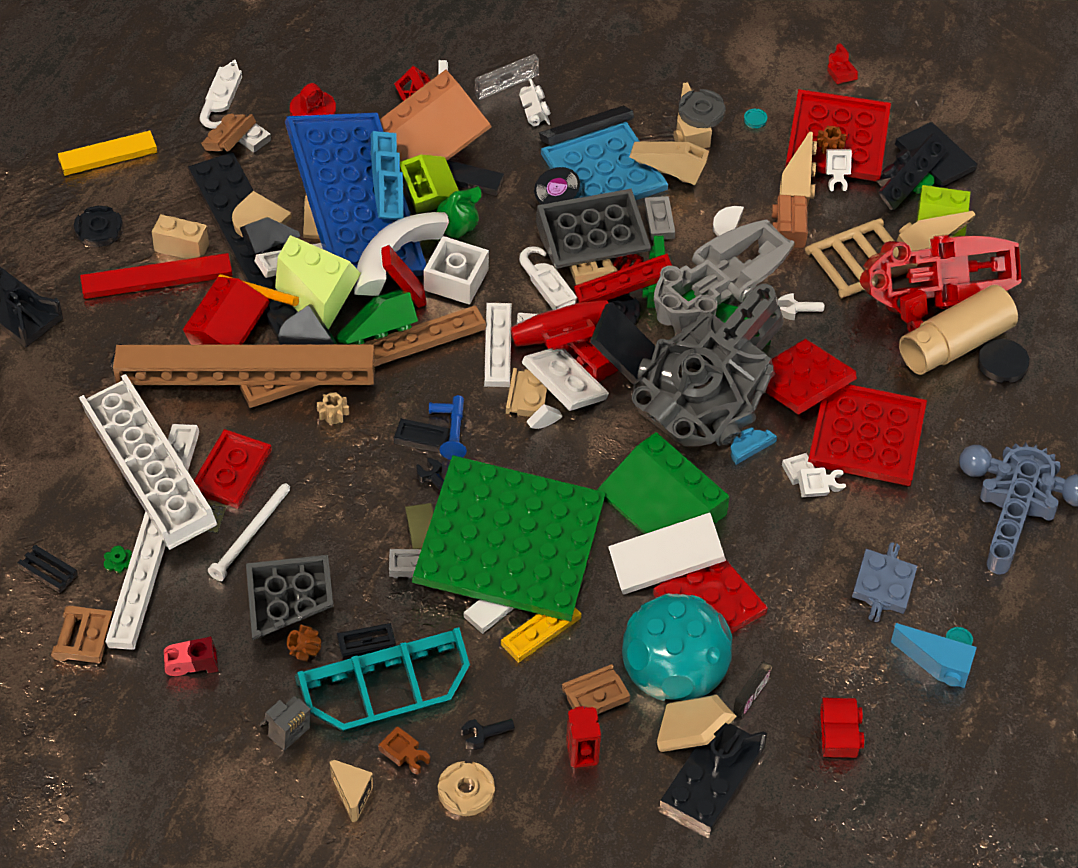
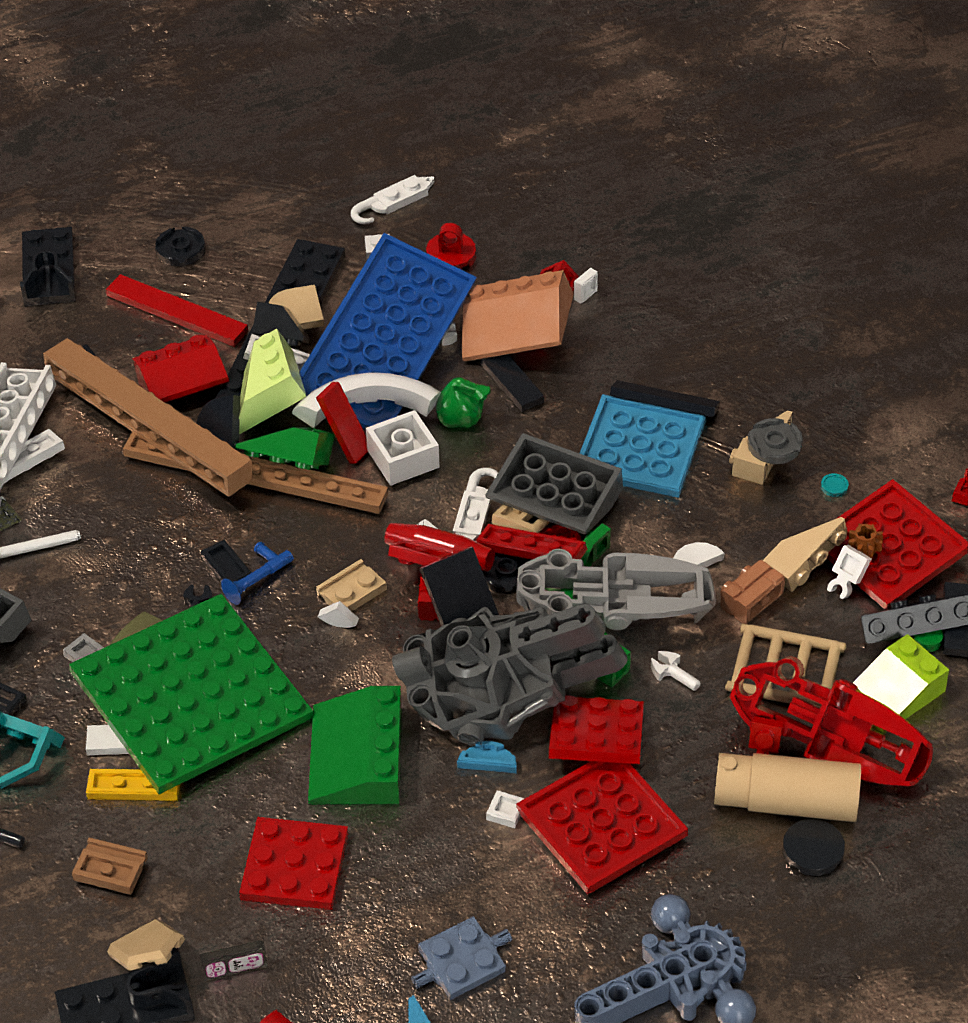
camera: 45 degrees right, 5 degrees down
(107, 153) = (252, 194): yellow tile -> none
(180, 237) = (223, 289): tan brick -> none
(228, 132) = (349, 231): medium nougat plate -> none
(231, 468) = (55, 493): red tile -> none
(273, 294) = (229, 366): light orange bar -> none
(333, 408) = (179, 496): tan gear -> none
(387, 175) = (423, 332): dark azure slope -> none
(427, 181) = (464, 356): lime slope -> none
(498, 345) = (371, 534): white tile -> none
(506, 77) = (641, 317): clear tile -> none
(536, 109) = (642, 356): white hinge -> none
(557, 185) = (575, 433): black tile -> none
(565, 378) = (390, 595): white tile -> none
(583, 736) = (46, 888): red brick -> none
(659, 217) = (635, 515): light grey plate -> none
(666, 553) = (296, 794): white tile -> none
(674, 158) = (701, 469): tan slope -> none
(677, 647) = (210, 876): teal rock -> none
(815, 482) = (502, 828): white plate -> none
(921, 232) = (871, 680): tan slope -> none

